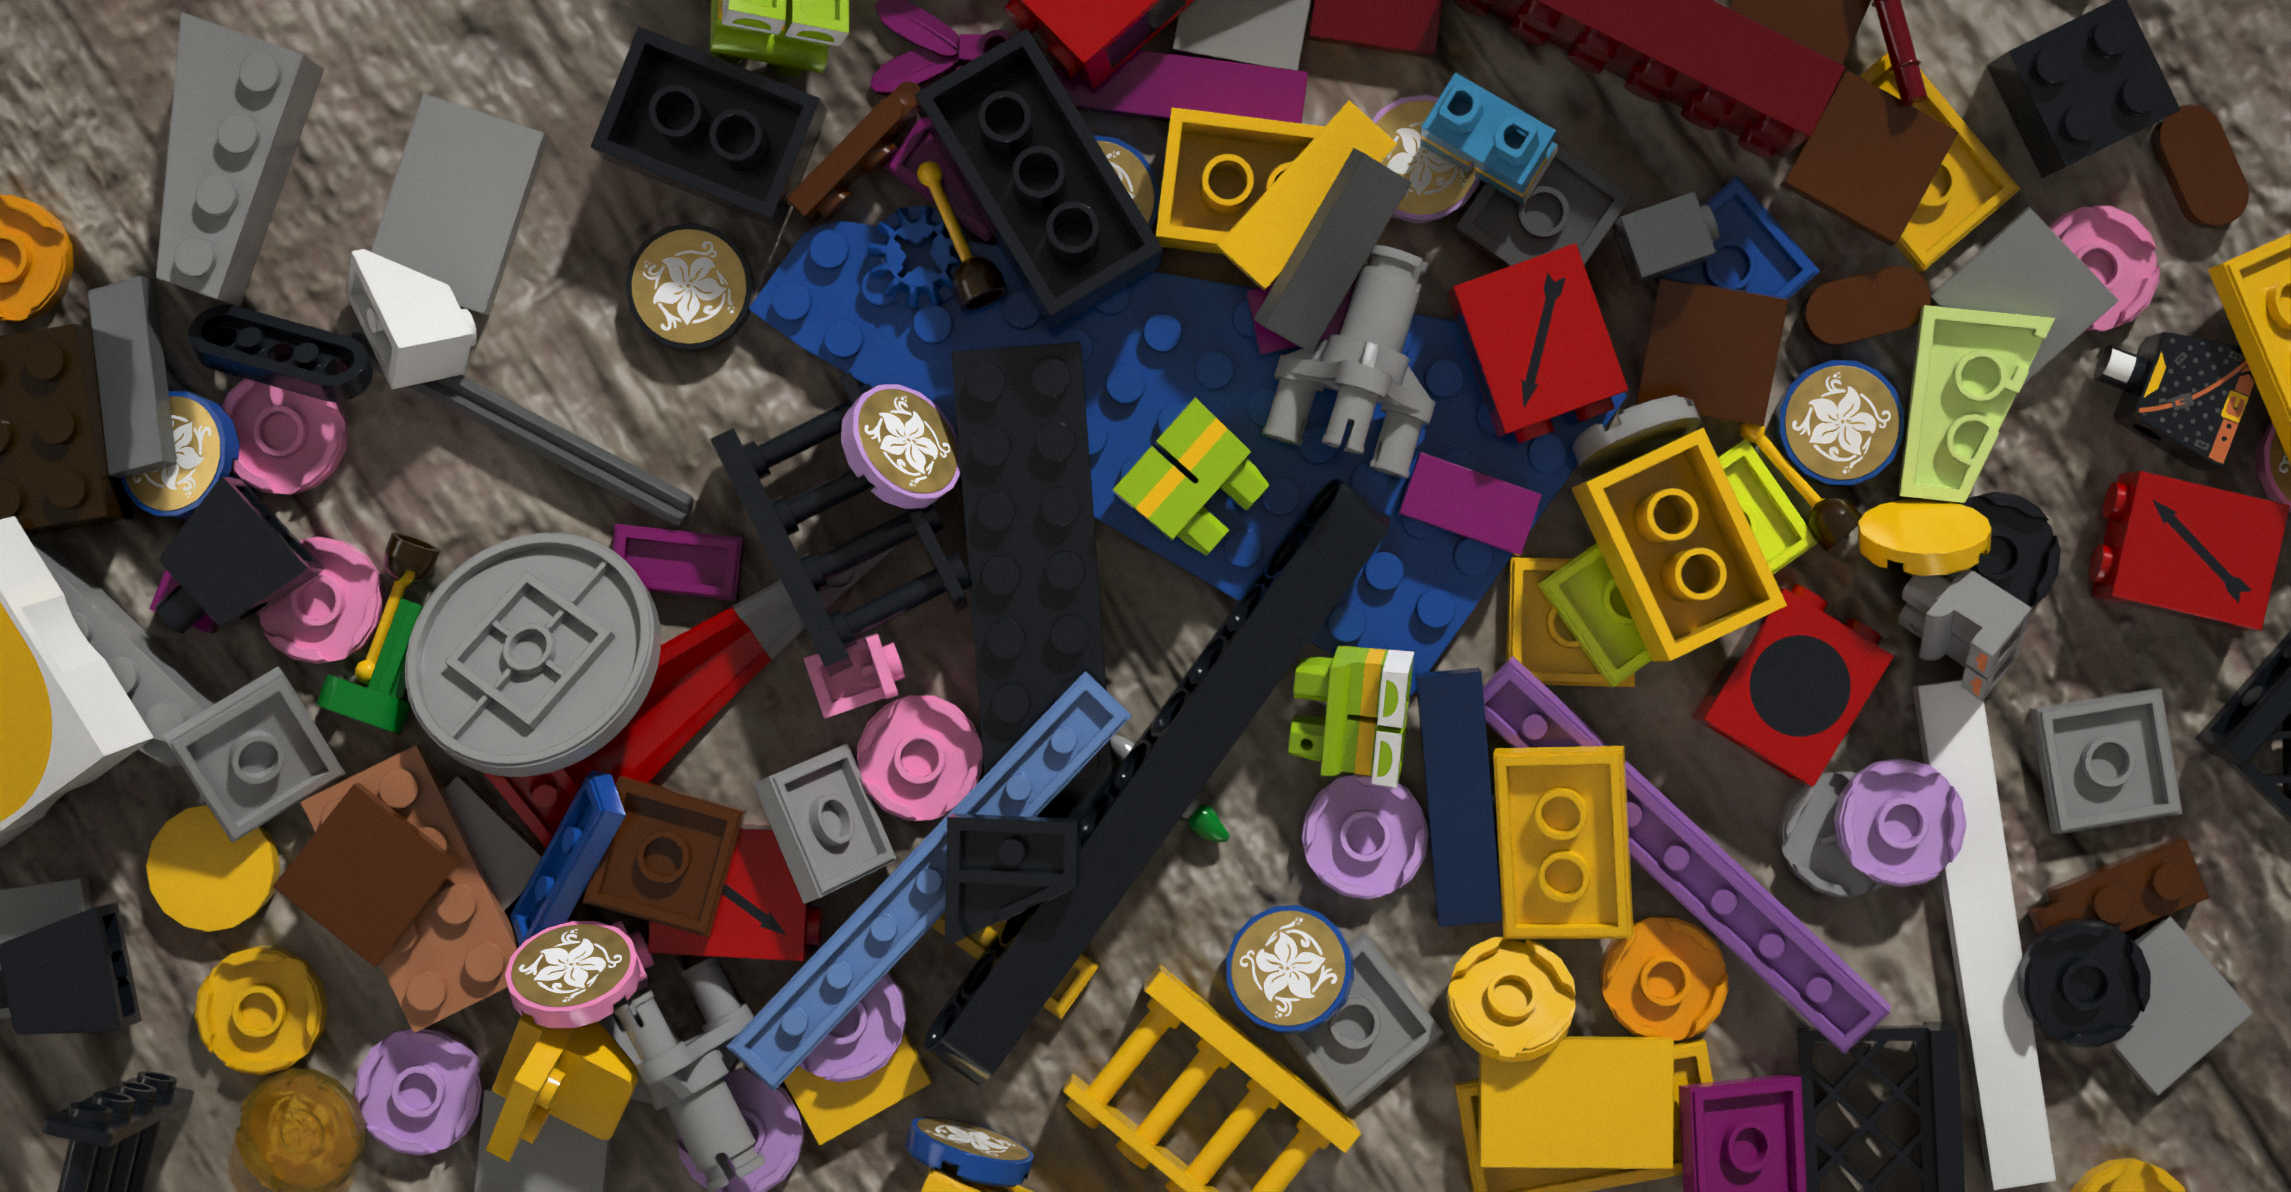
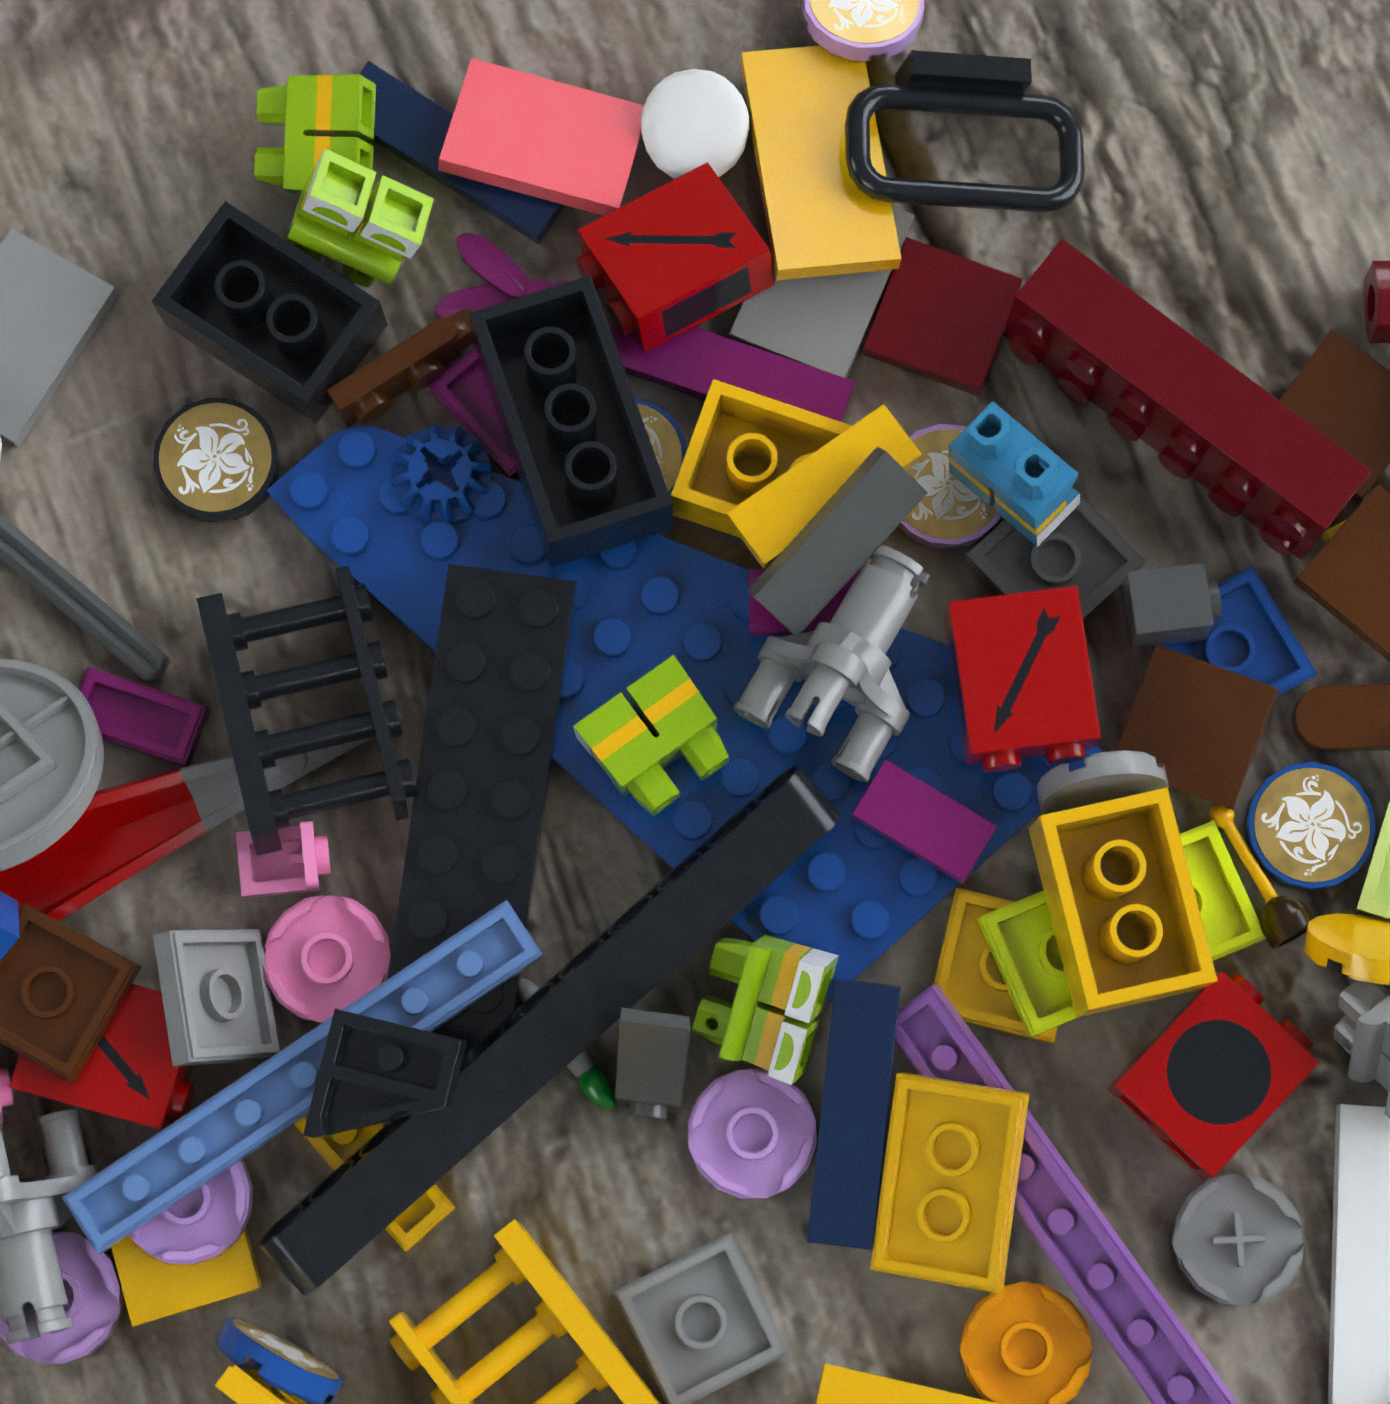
camera: 20 degrees right, 10 degrees down
(901, 446) = (378, 643): tile -> none
(977, 279) = (490, 504): hinge -> none
(1260, 796) = (652, 1062): none -> dark grey slope
(1289, 969) = (646, 1251): tile -> none
(1511, 999) = (864, 1331): yellow tile -> none
(1899, 822) = (1296, 1236): lavender tile -> none

